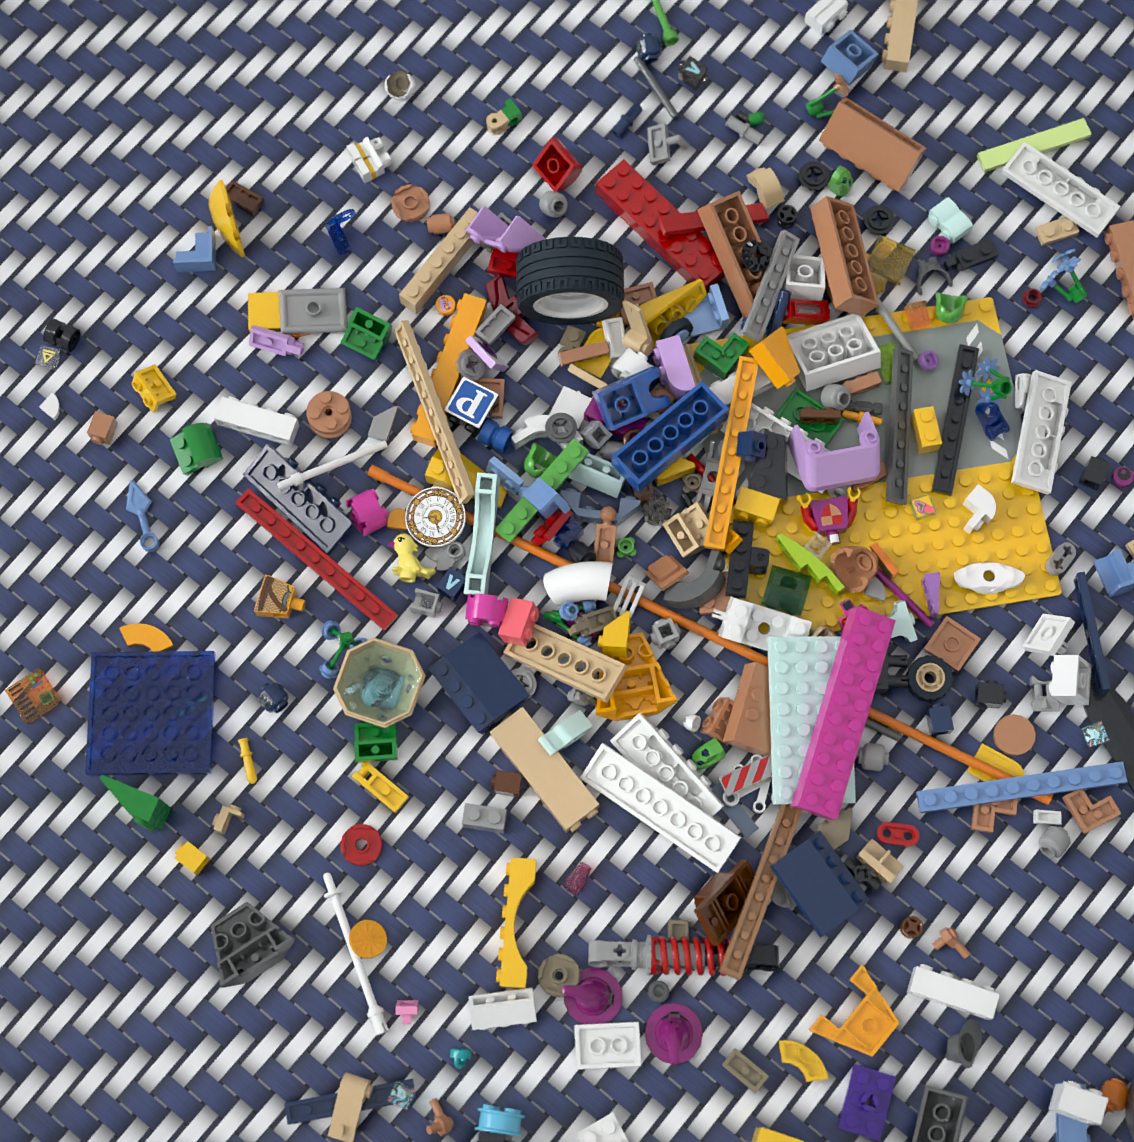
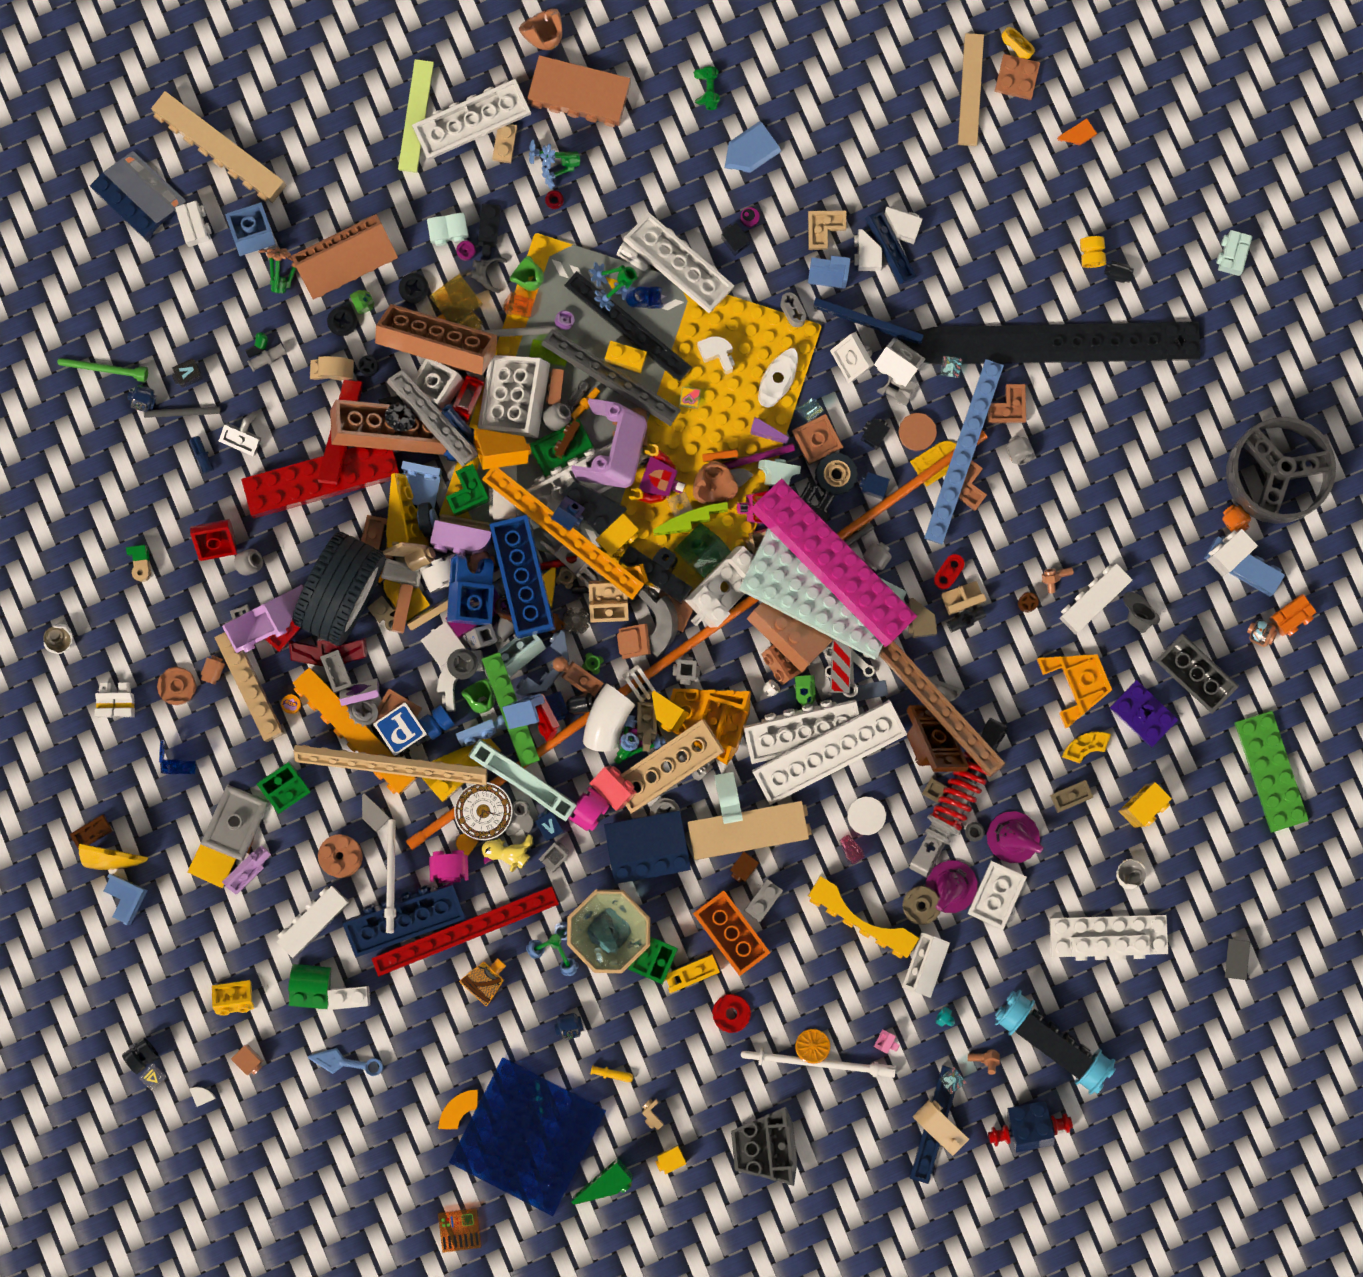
camera: 65 degrees left, 10 degrees up
(202, 486) = (349, 997): none -> white brick
(437, 803) = (731, 933): none -> orange brick
(618, 876) = (866, 816): none -> white tile
(820, 883) = (959, 657): dark blue slope -> none
(975, 623) = (810, 410): none -> clear light blue plate
(1047, 817) = (996, 444): white piece -> none

